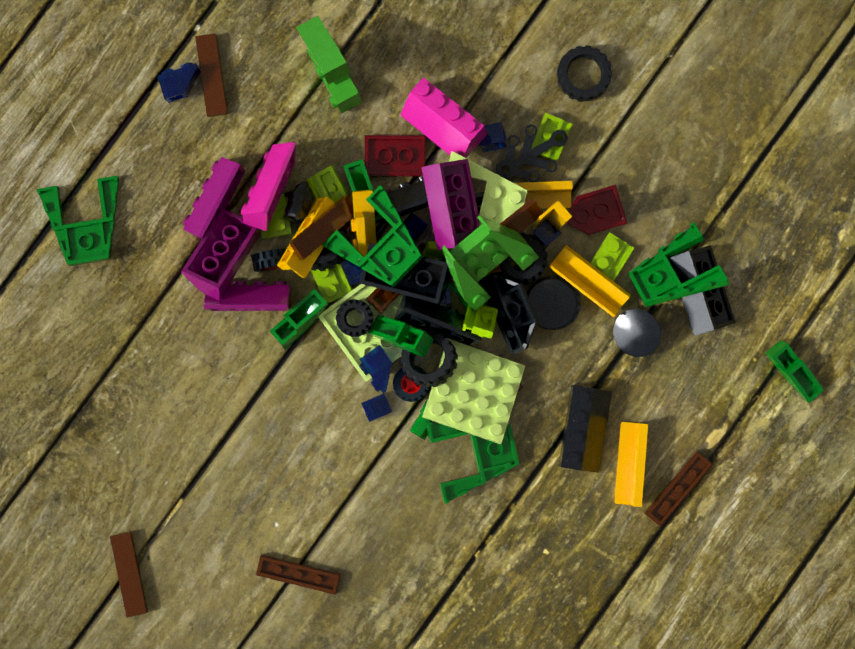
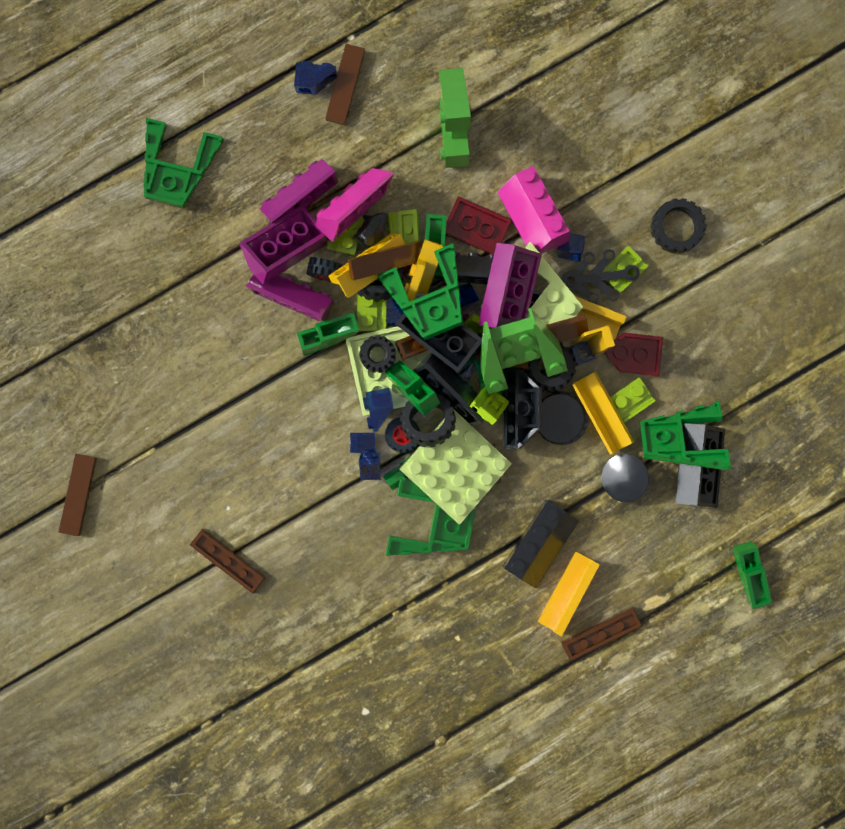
camera: 25 degrees right, 0 degrees up
(393, 425) = (370, 465): none -> clear blue slope

